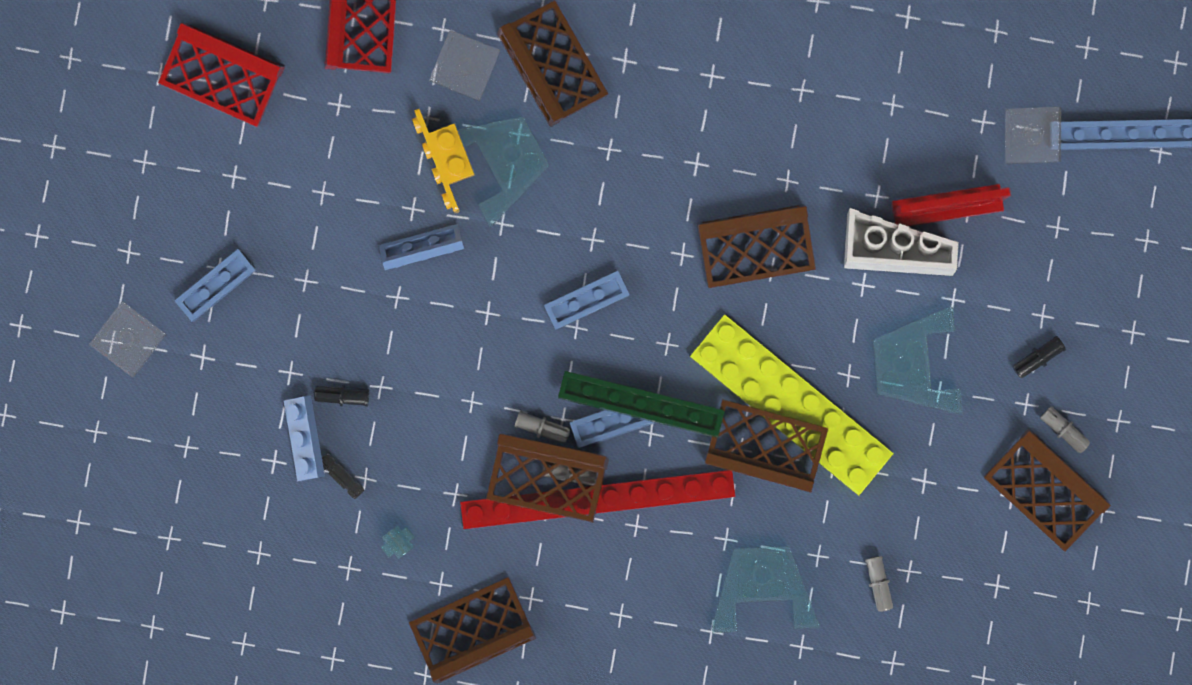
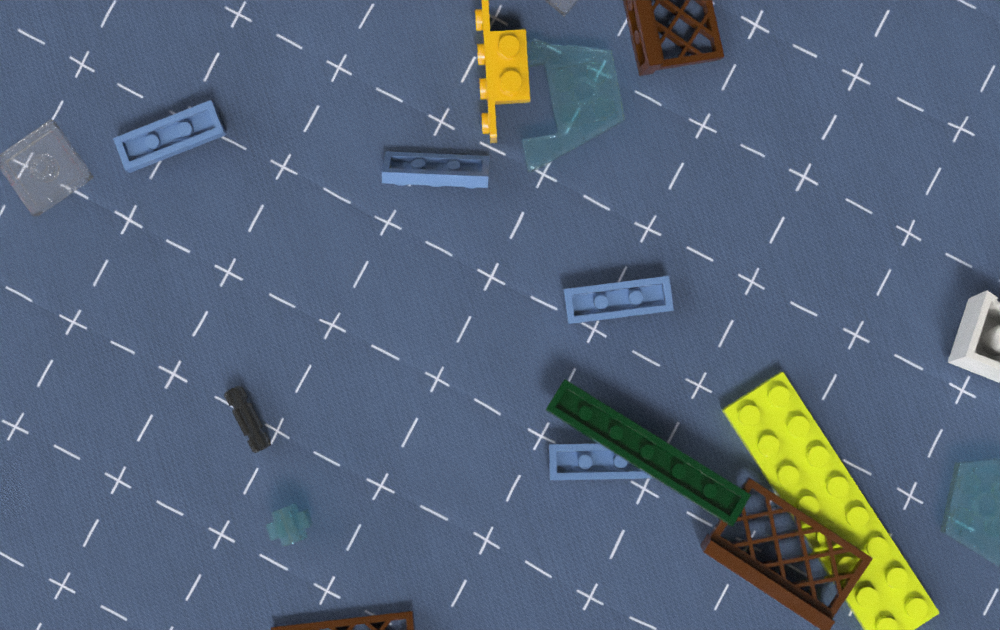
camera: 20 degrees right, 0 degrees up
(304, 438) = (216, 358): medium blue plate -> none
(341, 395) = (280, 320): black axle -> none
(542, 427) = (513, 439): light grey axle -> none
(553, 454) = (513, 477): reddish brown fence -> none
(564, 473) = (529, 506): light grey axle -> none
(612, 498) = (553, 550): red plate -> none
(753, 222) = (856, 270): reddish brown fence -> none

